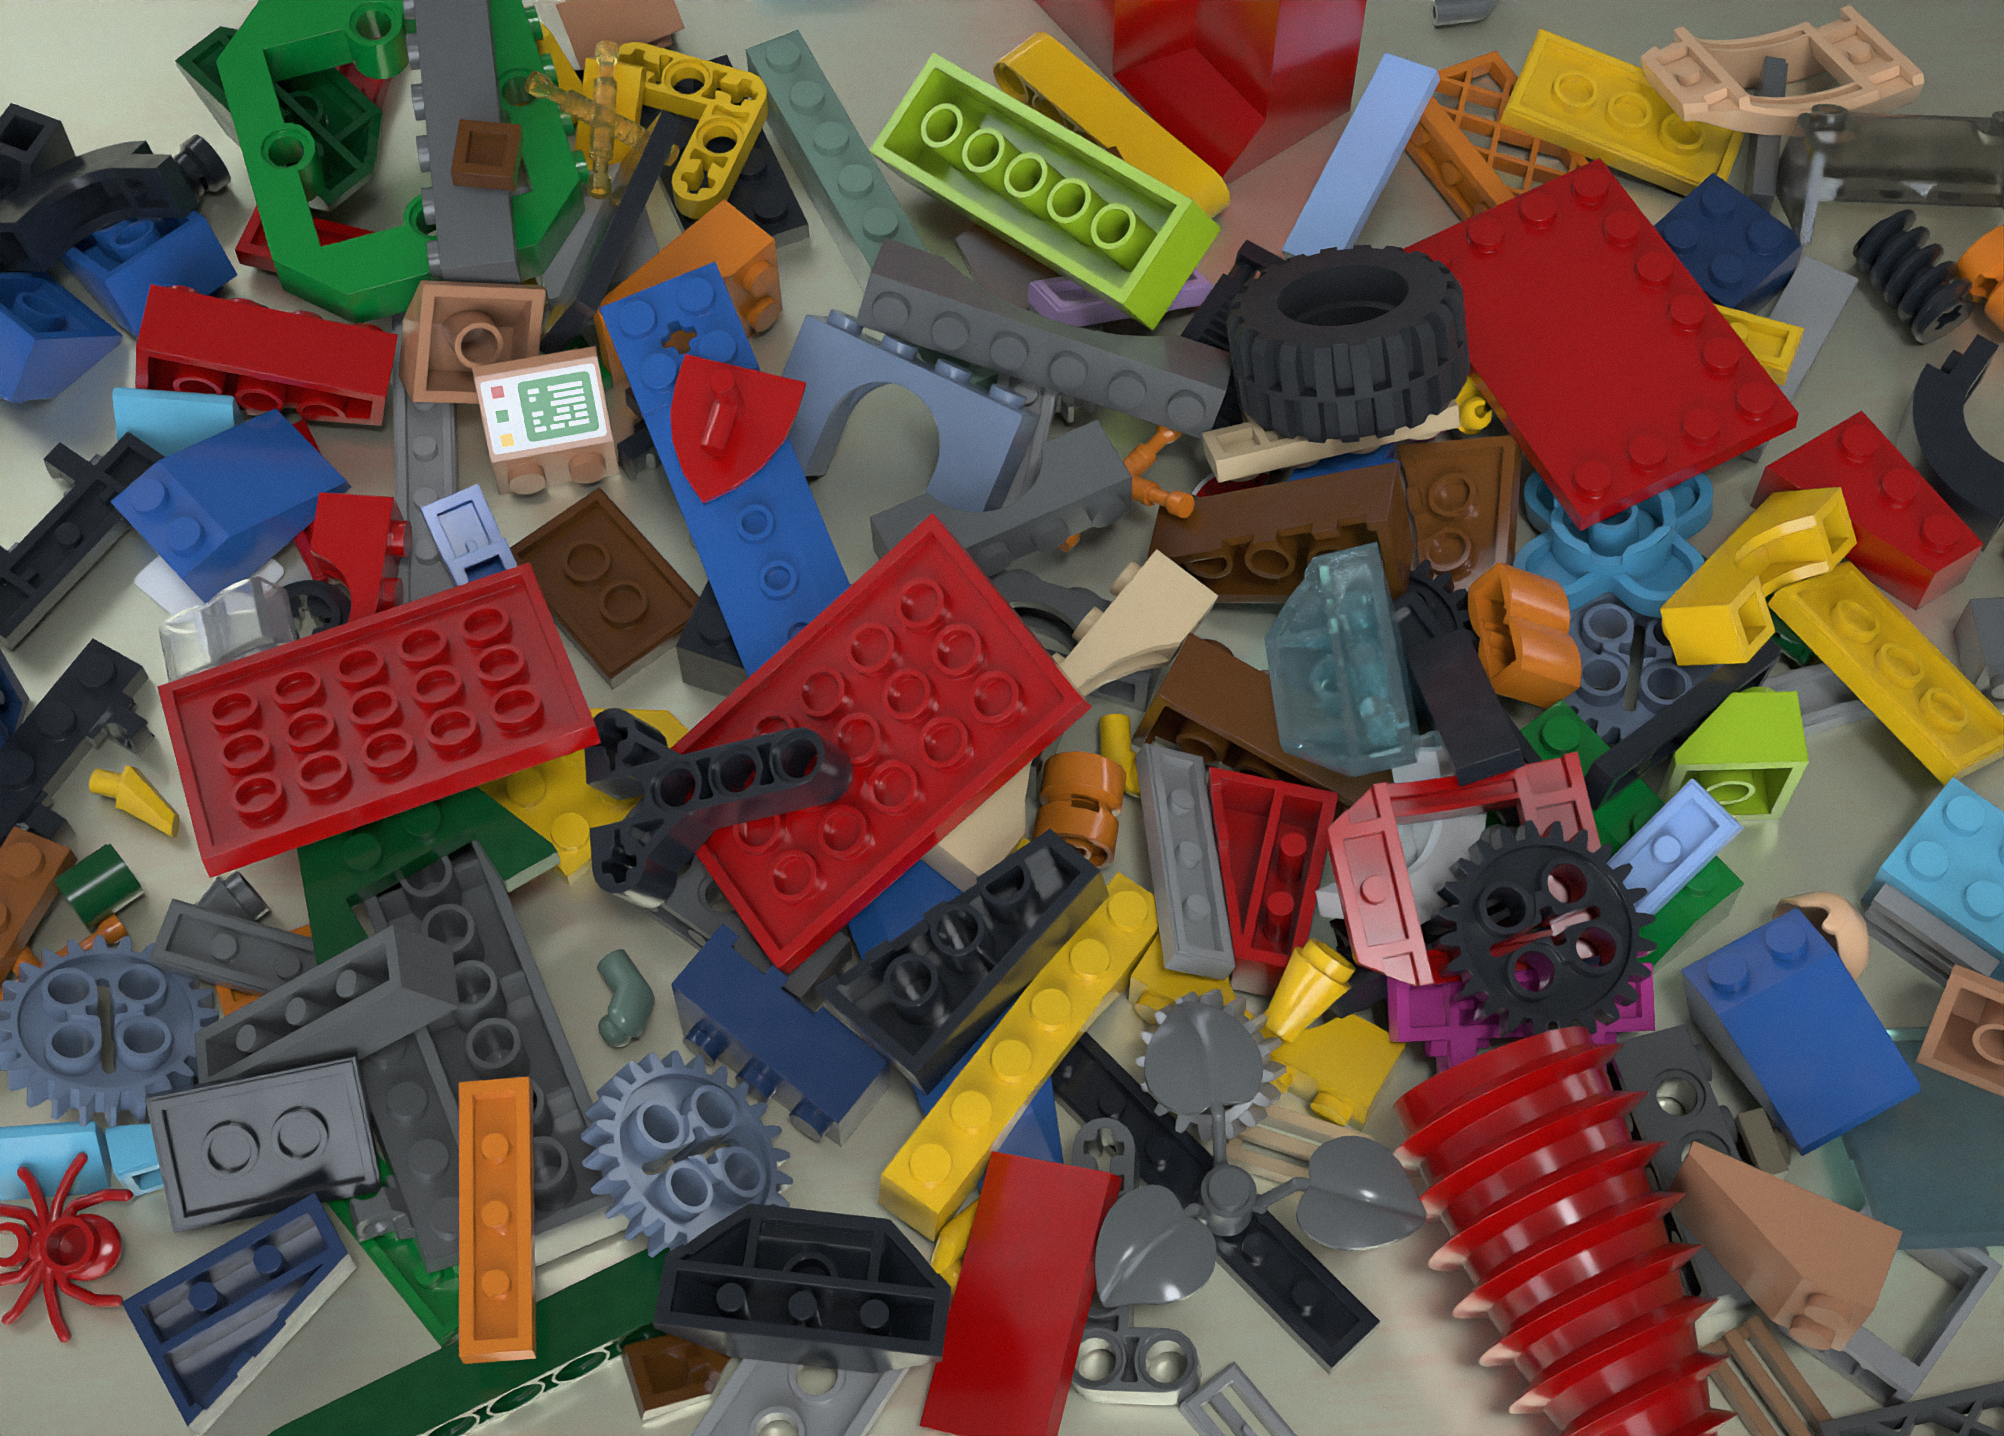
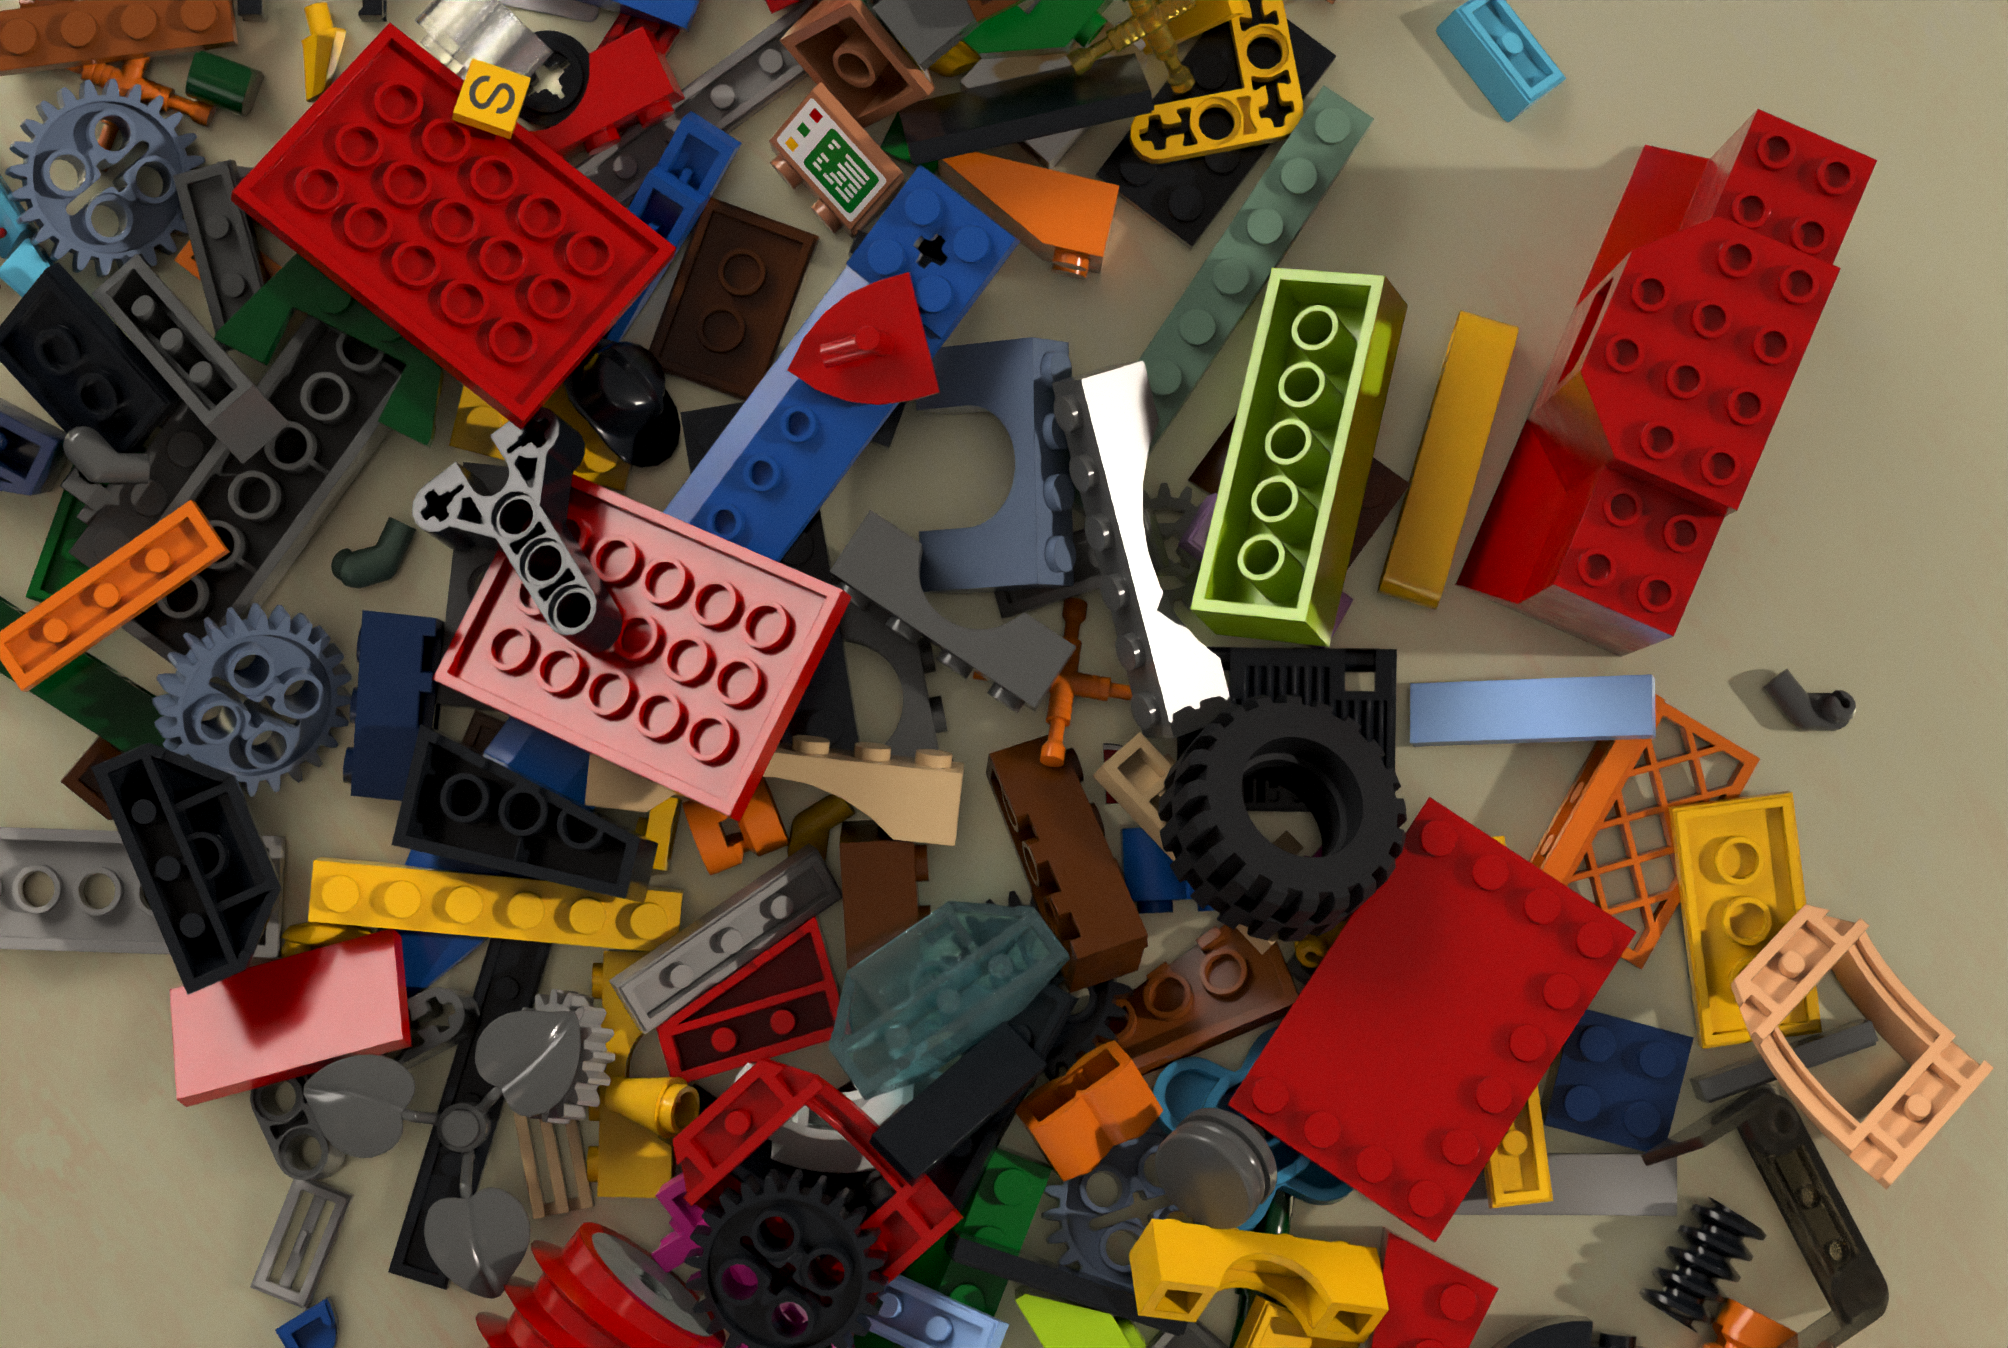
camera: 60 degrees right, 25 degrees up
(288, 631) = (491, 98): none -> yellow tile
(363, 1168) = (99, 460): none -> dark grey arm
(638, 684) = (626, 402): none -> black piece
(1639, 540) = (1216, 1168): none -> dark grey head

